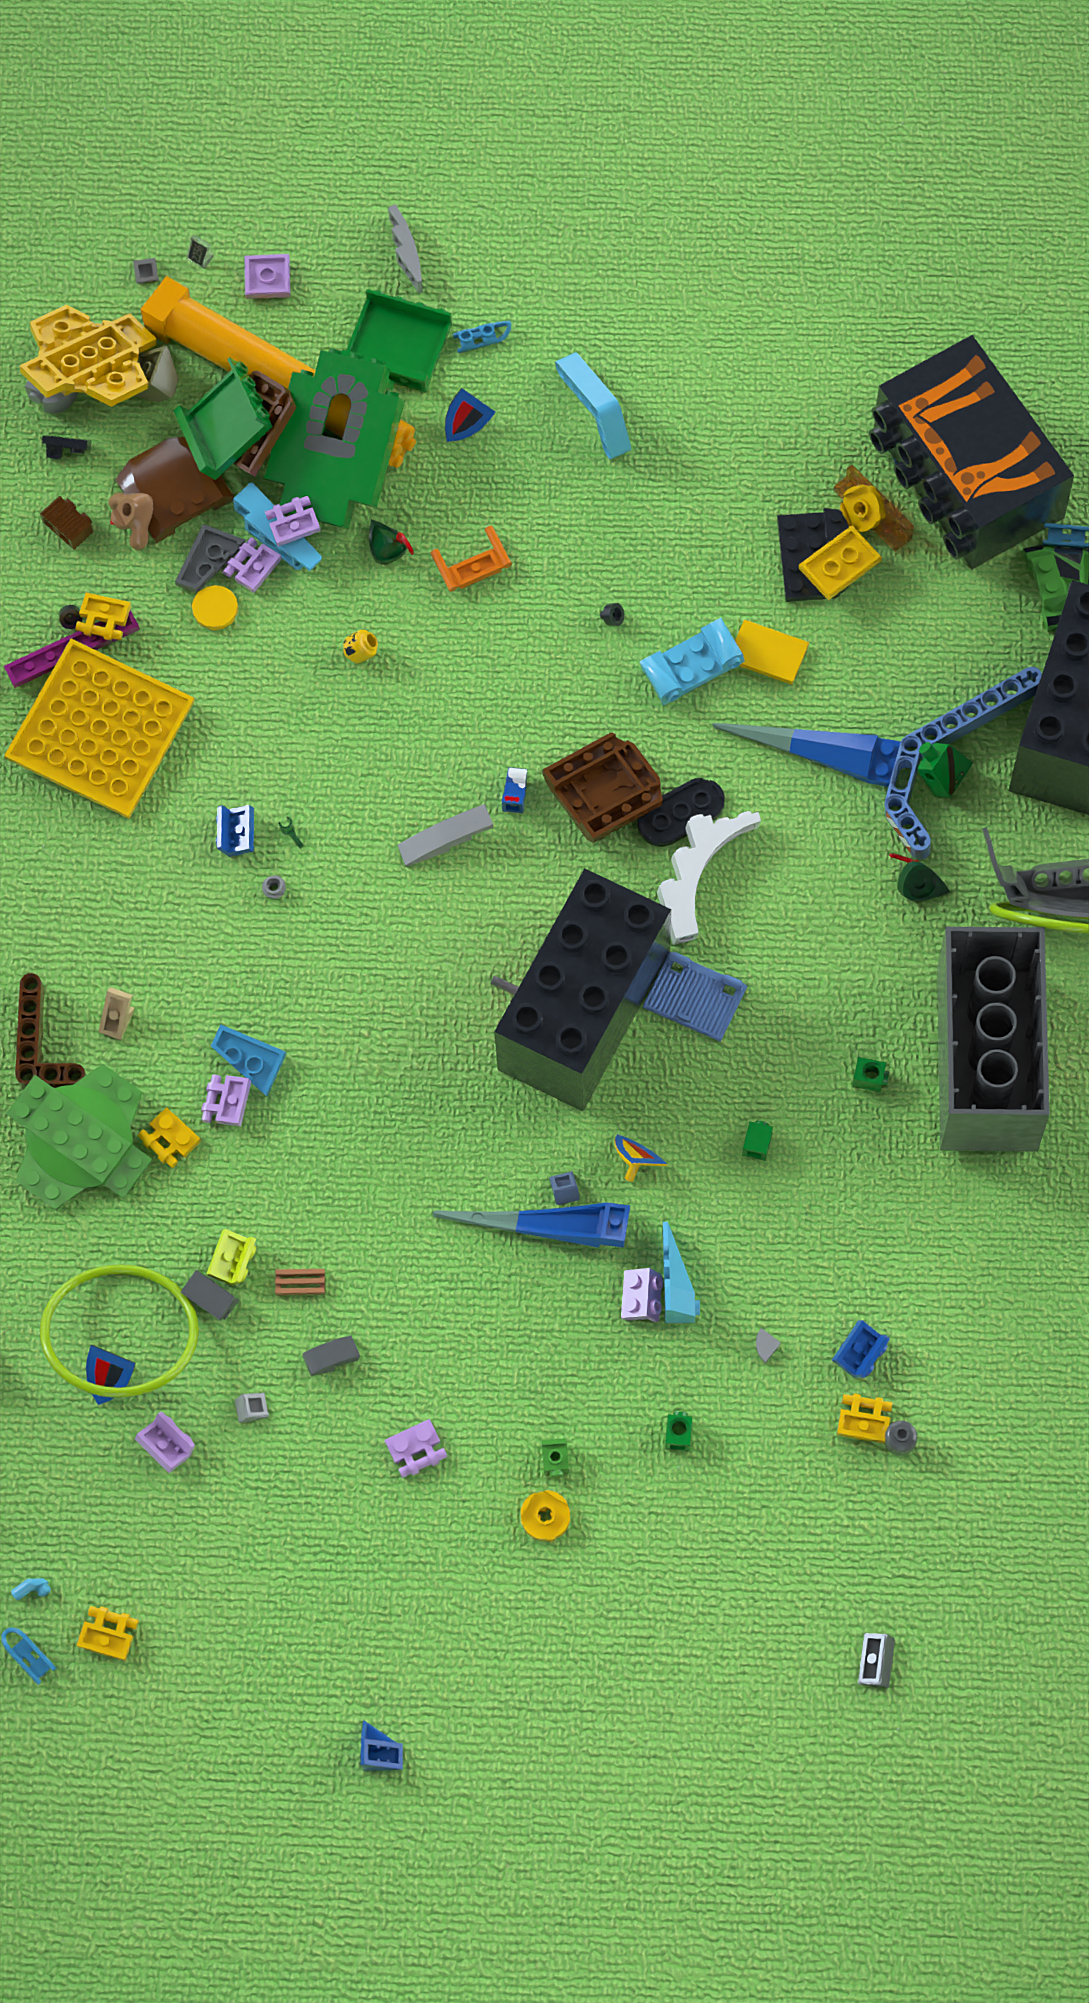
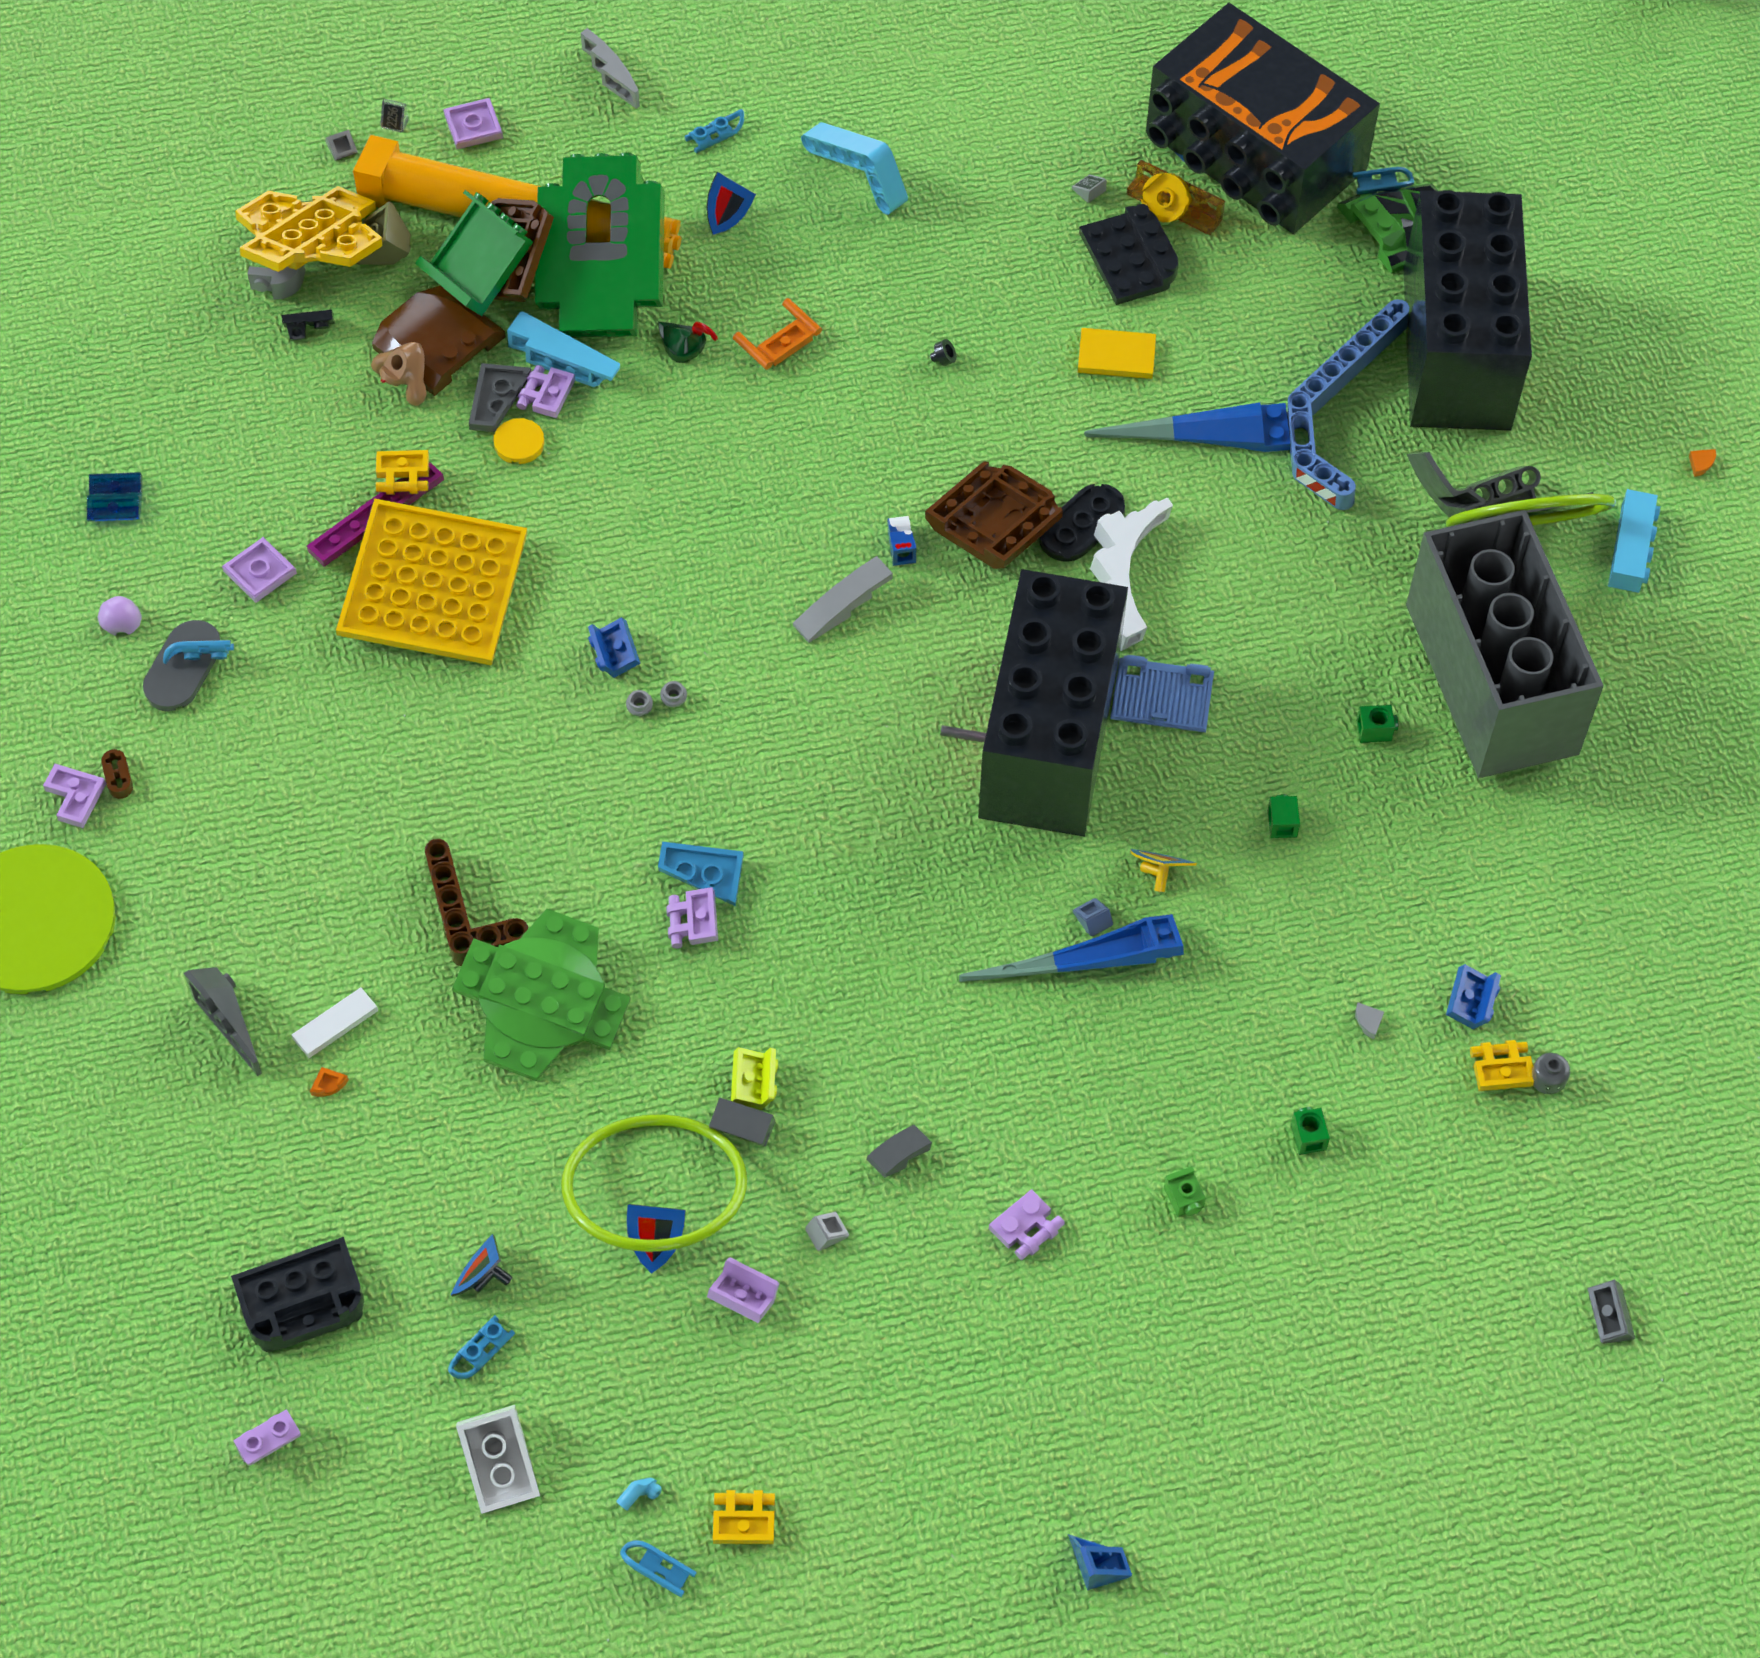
camera: 20 degrees left, 10 degrees down
(67, 522) = (332, 394): reddish brown brick -> none
(69, 616) = (364, 482): black tile -> none
(116, 1013) = (541, 859): tan slope -> none
(174, 1132) = (645, 966): yellow plate -> none
(239, 882) = (636, 697): none -> light grey plate
(289, 830) = (670, 635): clear green hand -> none
(295, 525) = (581, 339): lavender plate -> none
(297, 1273) = (855, 1070): nougat tile -> none
(360, 646) = (689, 440): yellow head -> none
(401, 335) = (643, 133): green panel -> none
(541, 1502) = (1194, 1273): yellow plate -> none
(641, 1295) = (1216, 1001): bracket -> none
(678, 1290) = (1253, 983): medium azure wedge -> none
(692, 662) = (1044, 376): medium azure piece -> none
(801, 476) = (1090, 187): none -> light grey slope
(840, 562) = (1163, 250): yellow tile -> none
(918, 881) = (1354, 527): dark green piece -> none
(942, 768) = (1339, 415): green torso -> none

